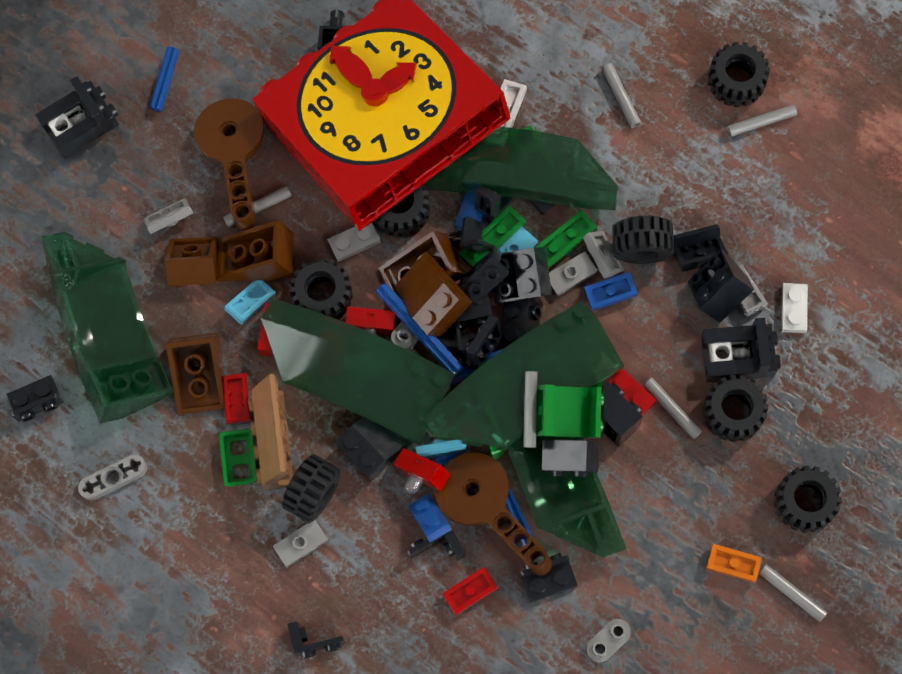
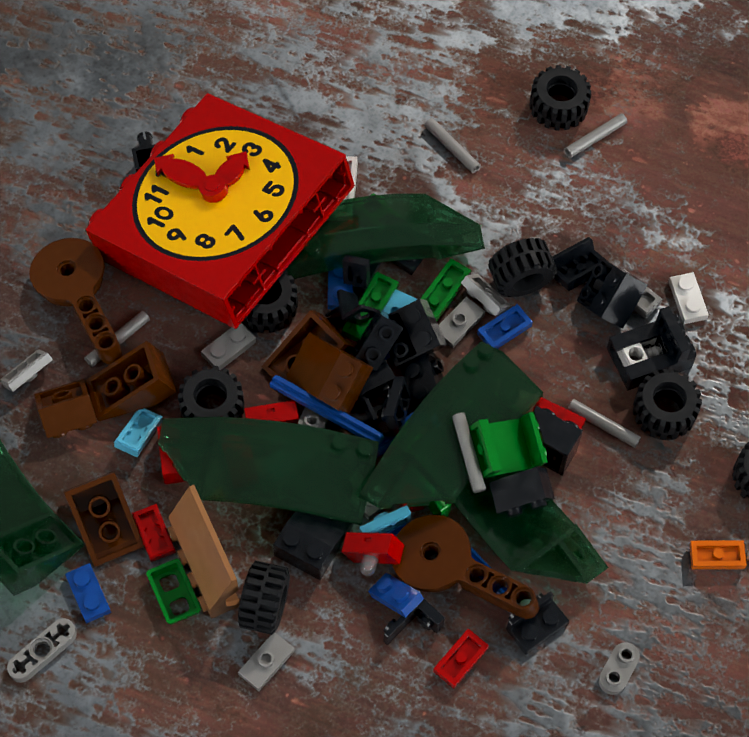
camera: 25 degrees left, 10 degrees down
(165, 437) = (88, 593): none -> blue plate

